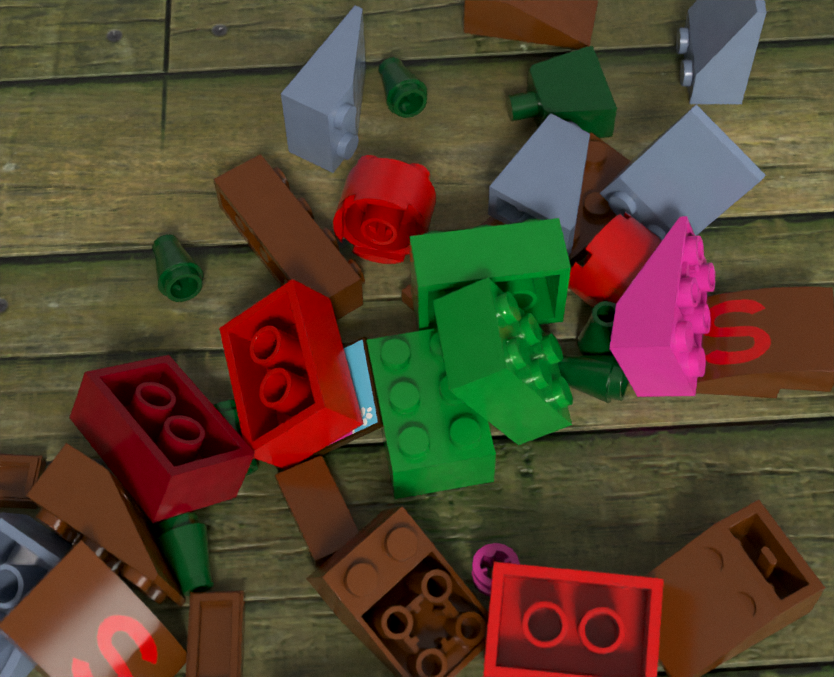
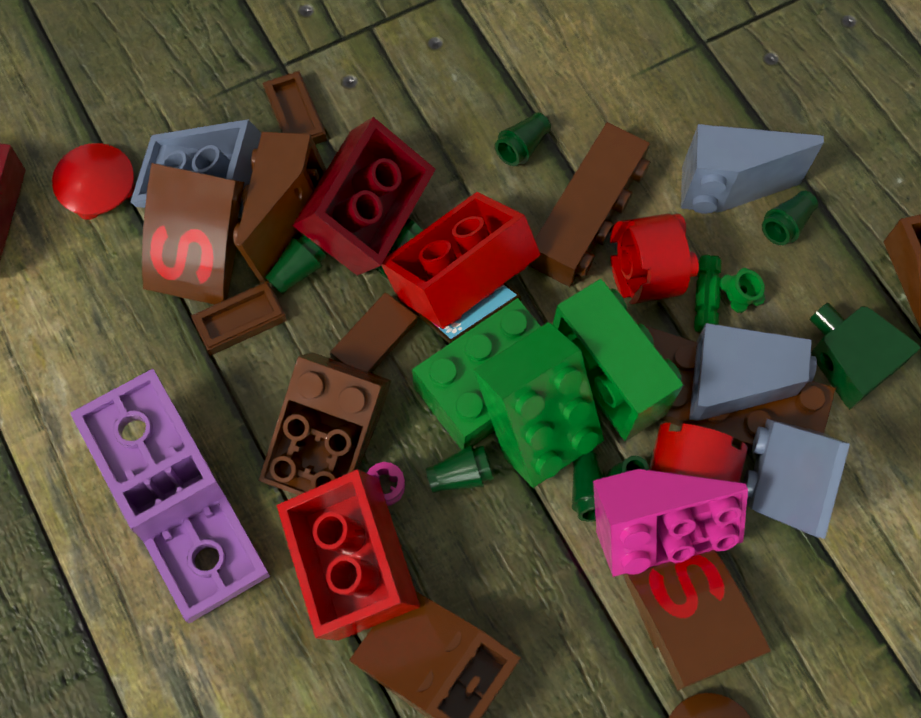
camera: 60 degrees right, 10 degrees up
(450, 194) = (707, 292): none -> green axle
(453, 156) = (751, 293): none -> green plate
(519, 483) = (460, 471): none -> dark green cone

